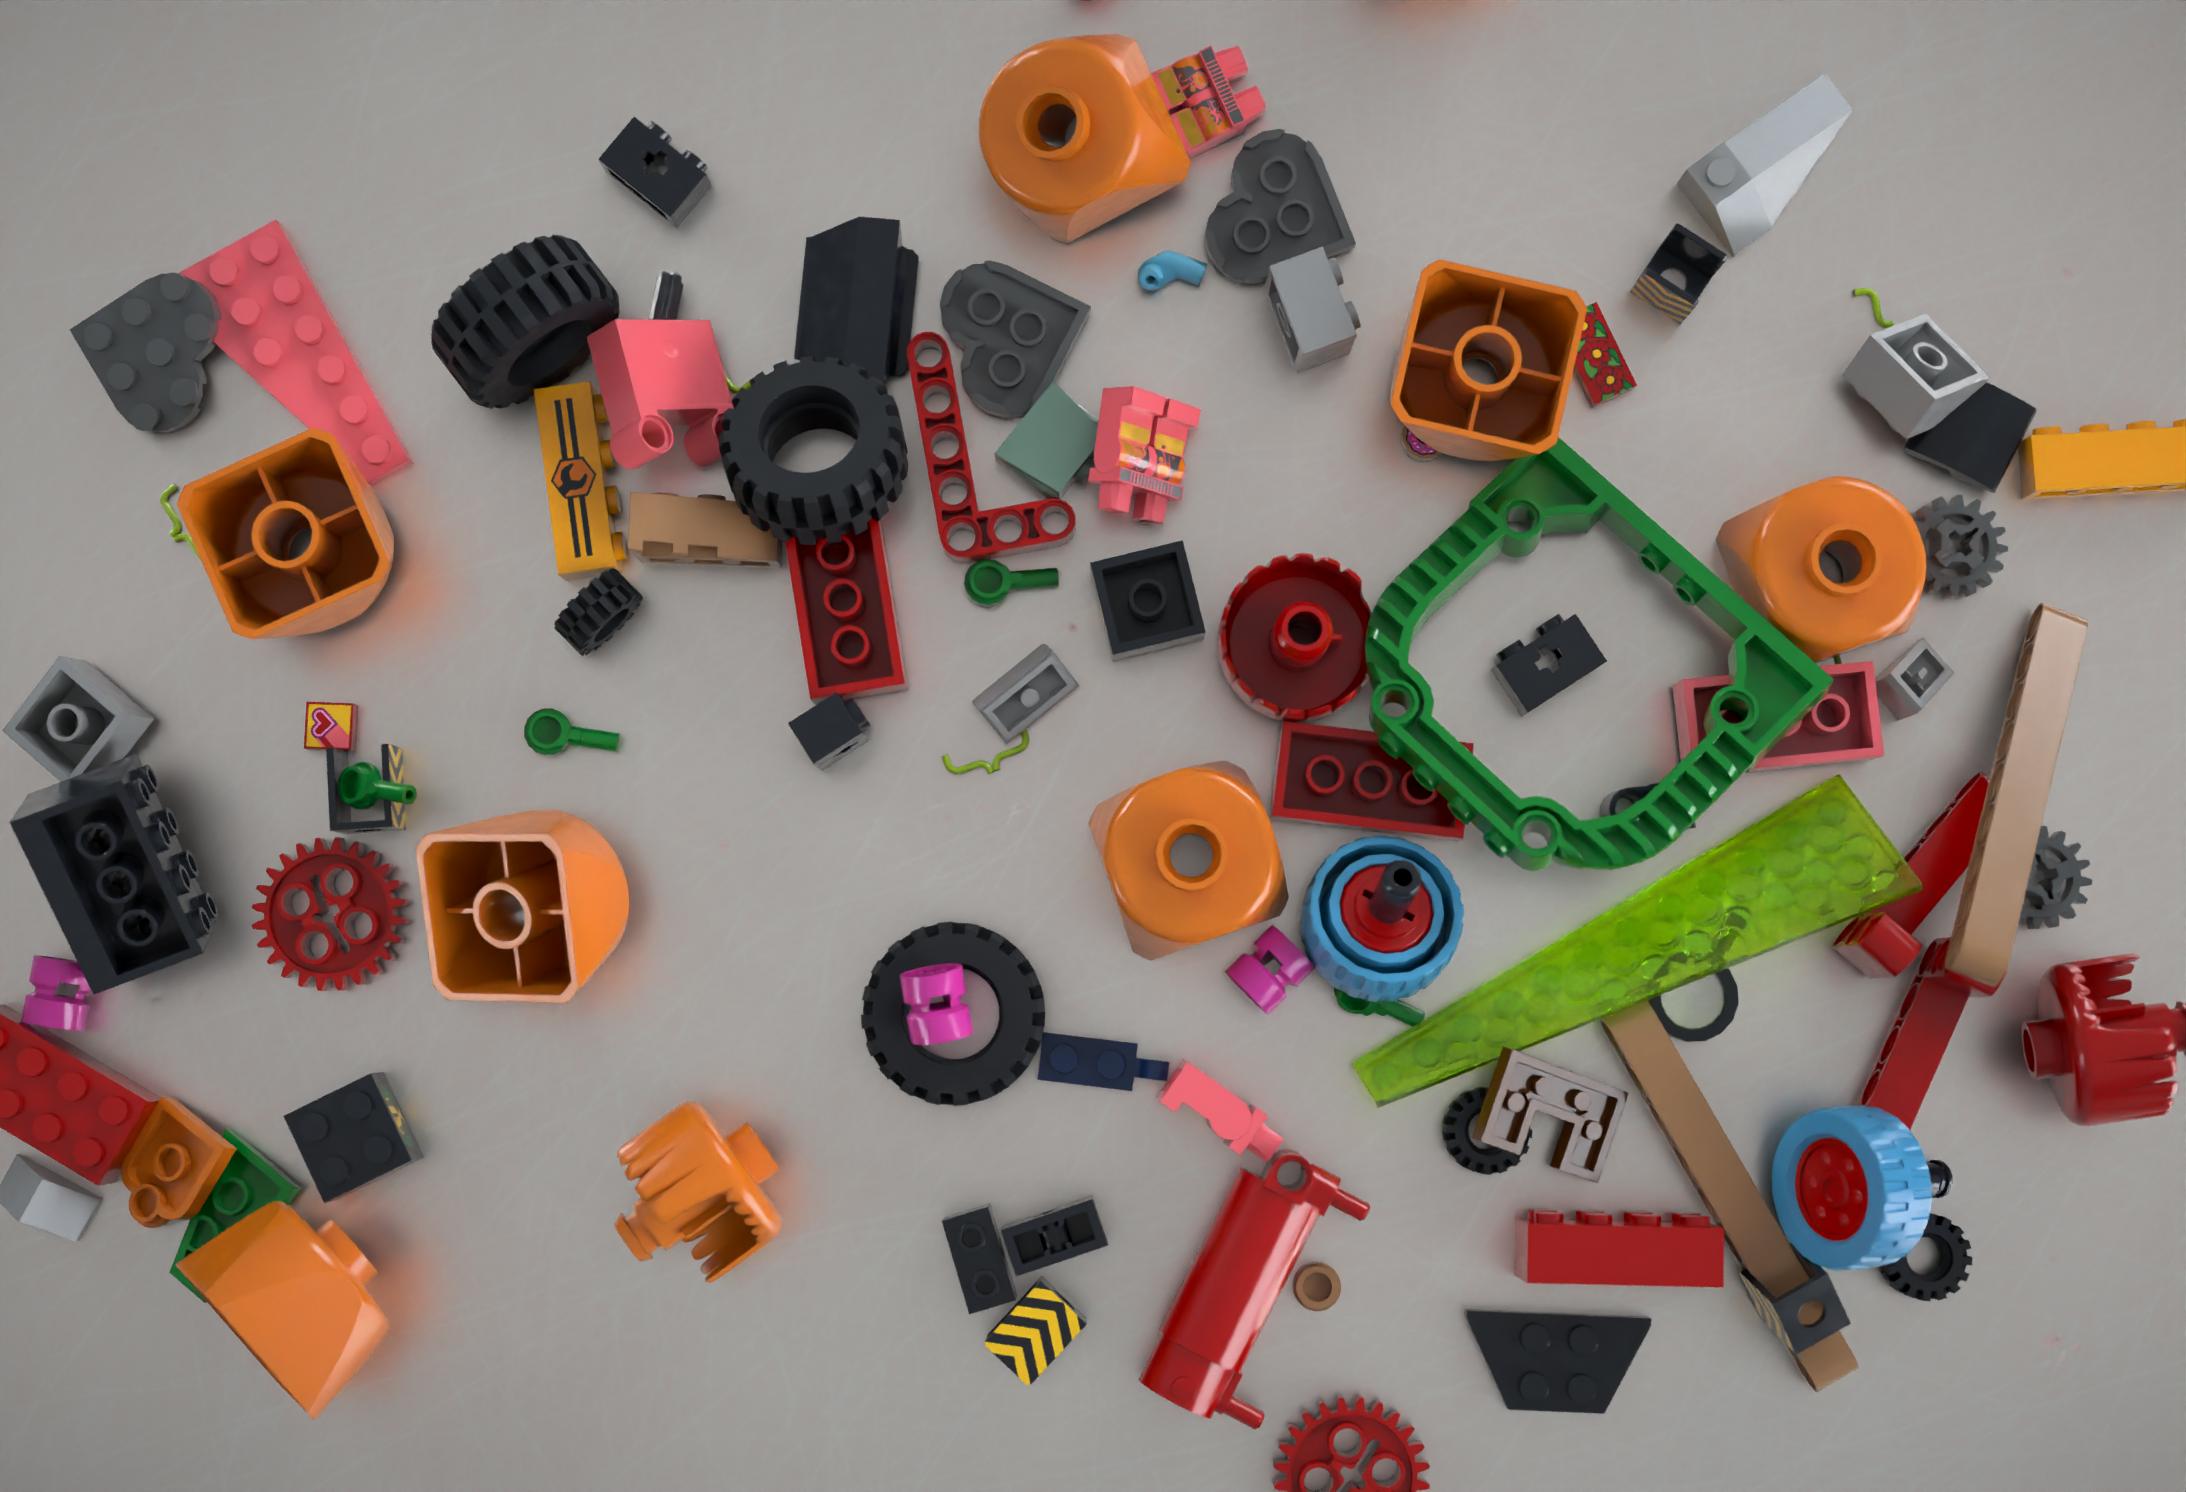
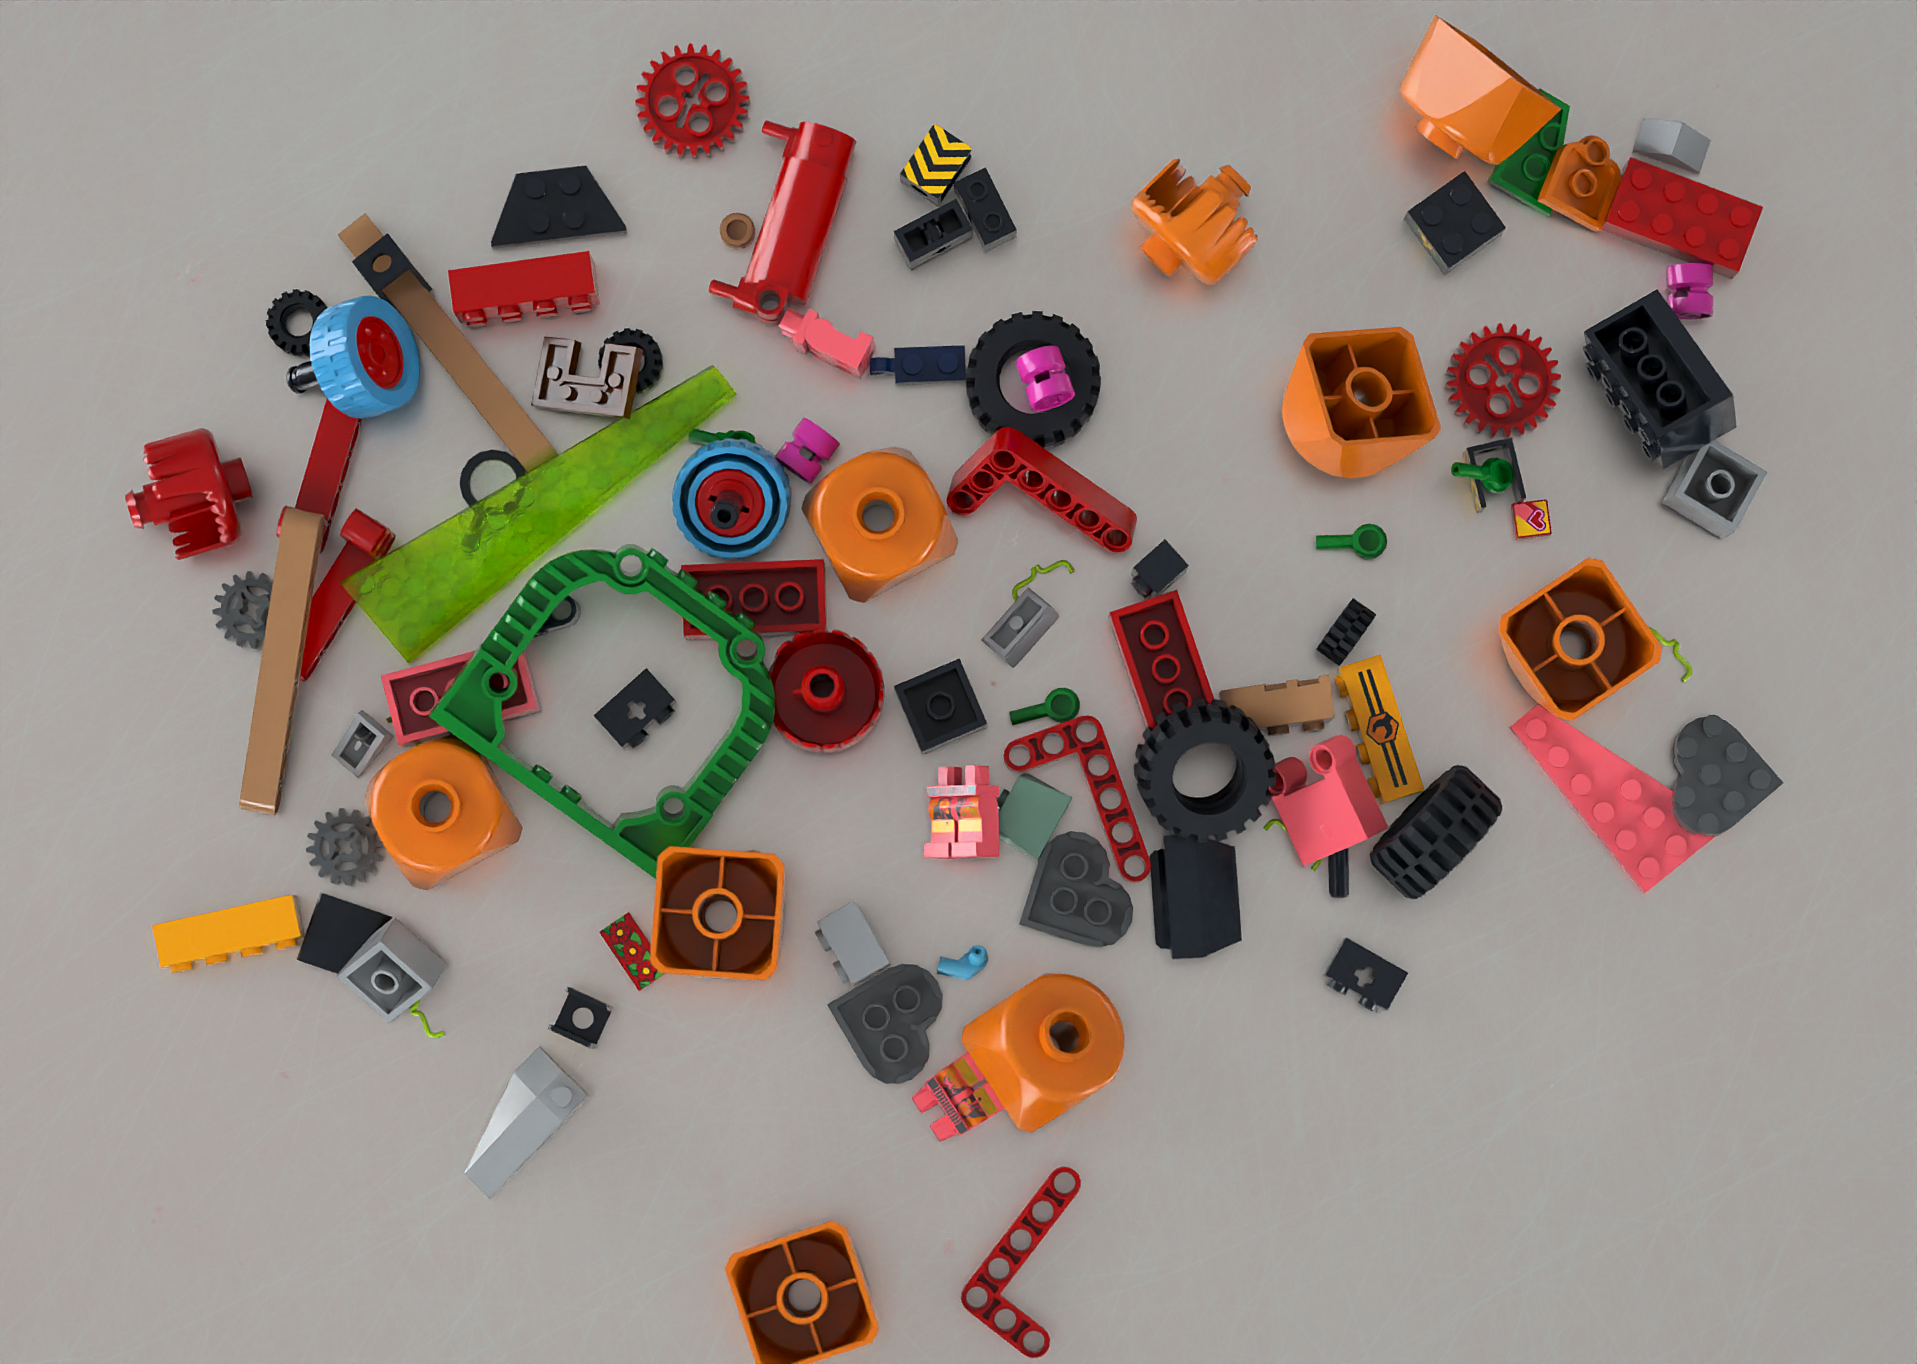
camera: 170 degrees right, 0 degrees up
(958, 874) = (1046, 479): none -> red beam

